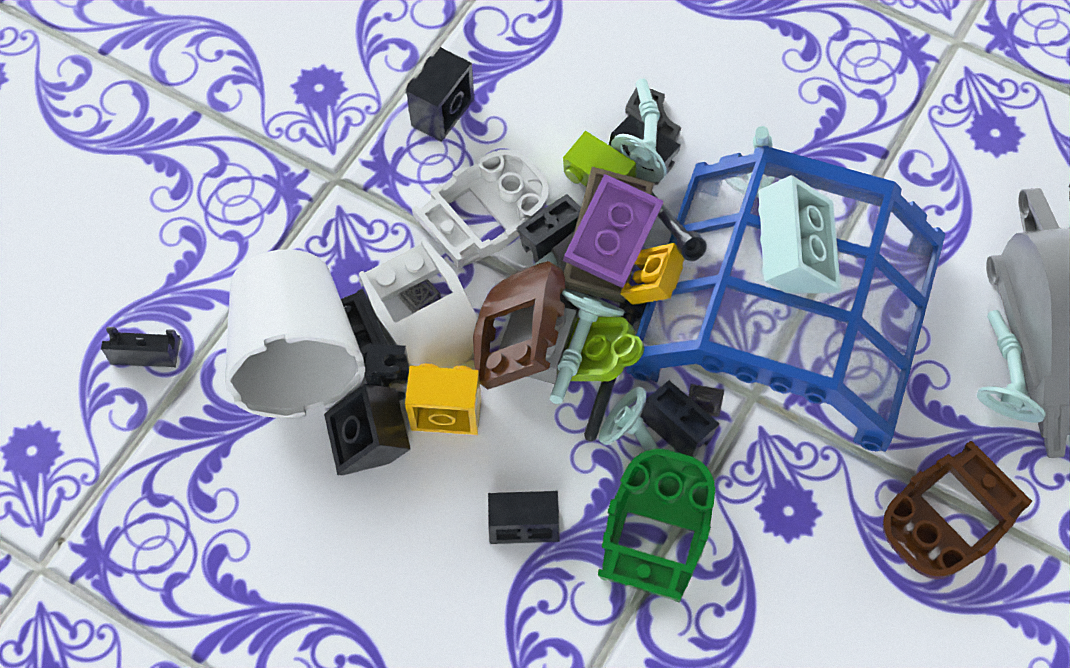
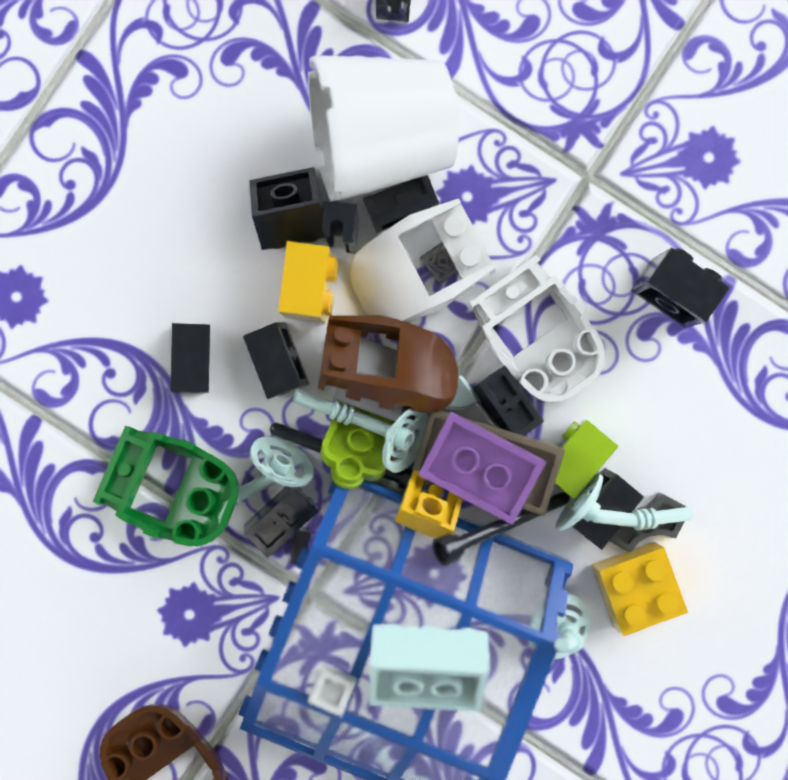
camera: 90 degrees right, 25 degrees up
(521, 432) = (276, 359): none -> black hinge
(712, 117) = (639, 588): none -> yellow brick
(831, 321) = (332, 690): none -> white tile

